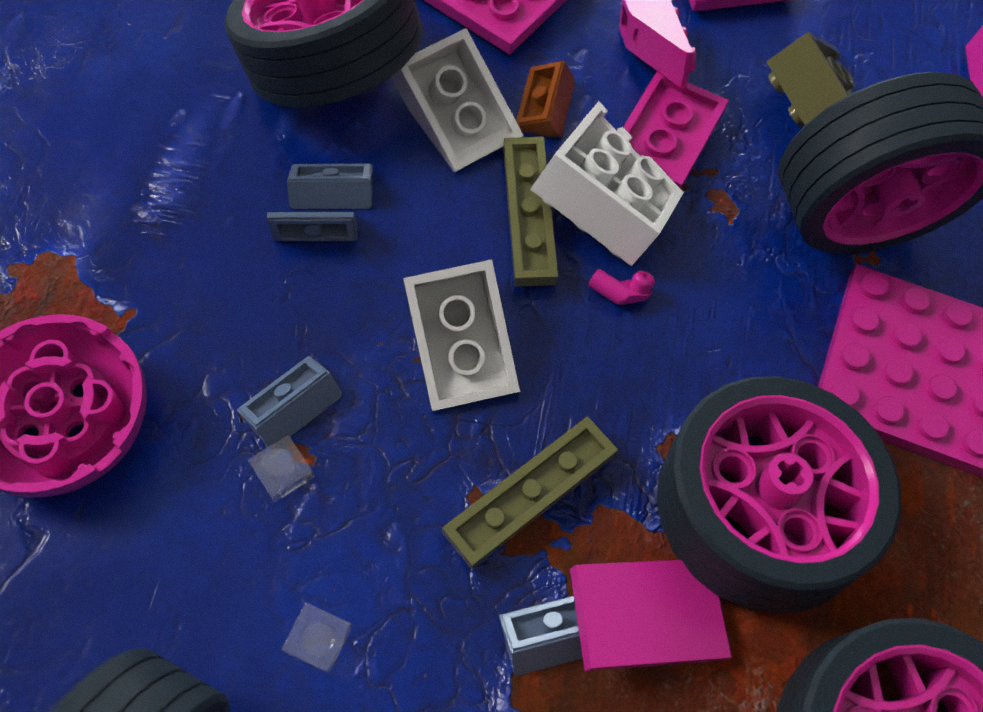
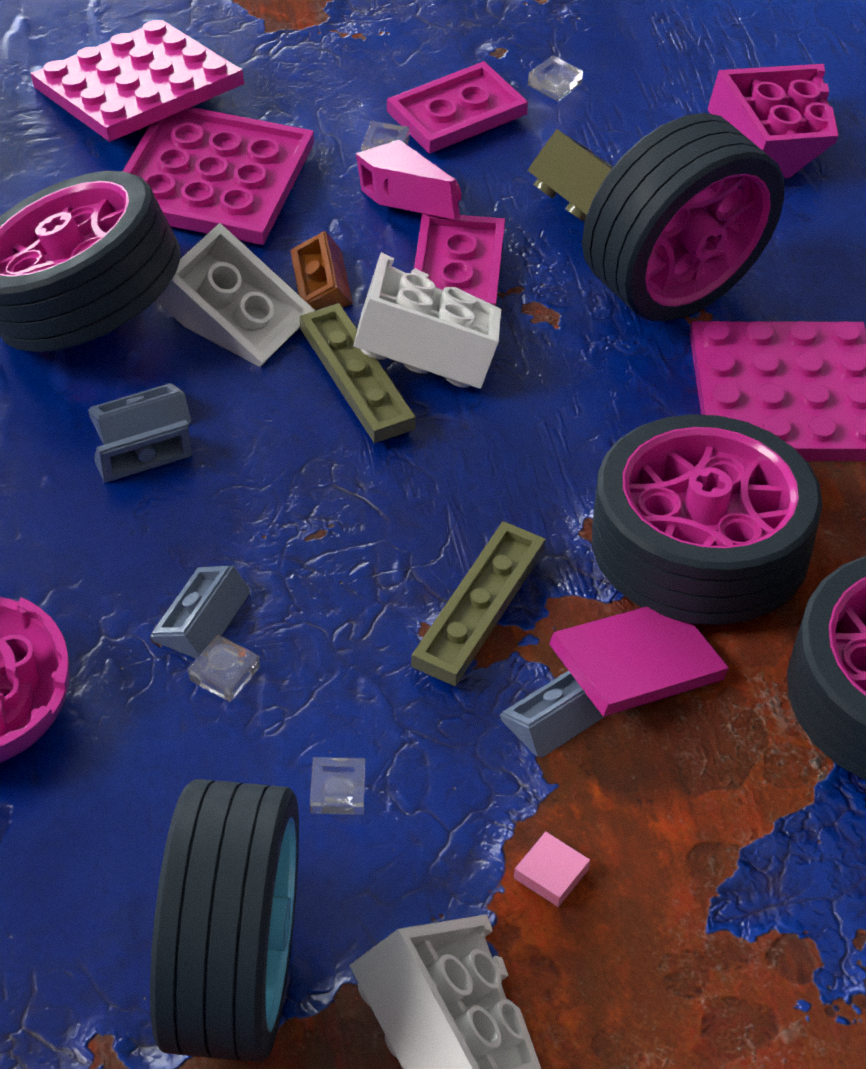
camera: 20 degrees left, 15 degrees down
(461, 334) = (343, 492): white slope -> none
(623, 292) = (481, 415): dark pink arm -> none

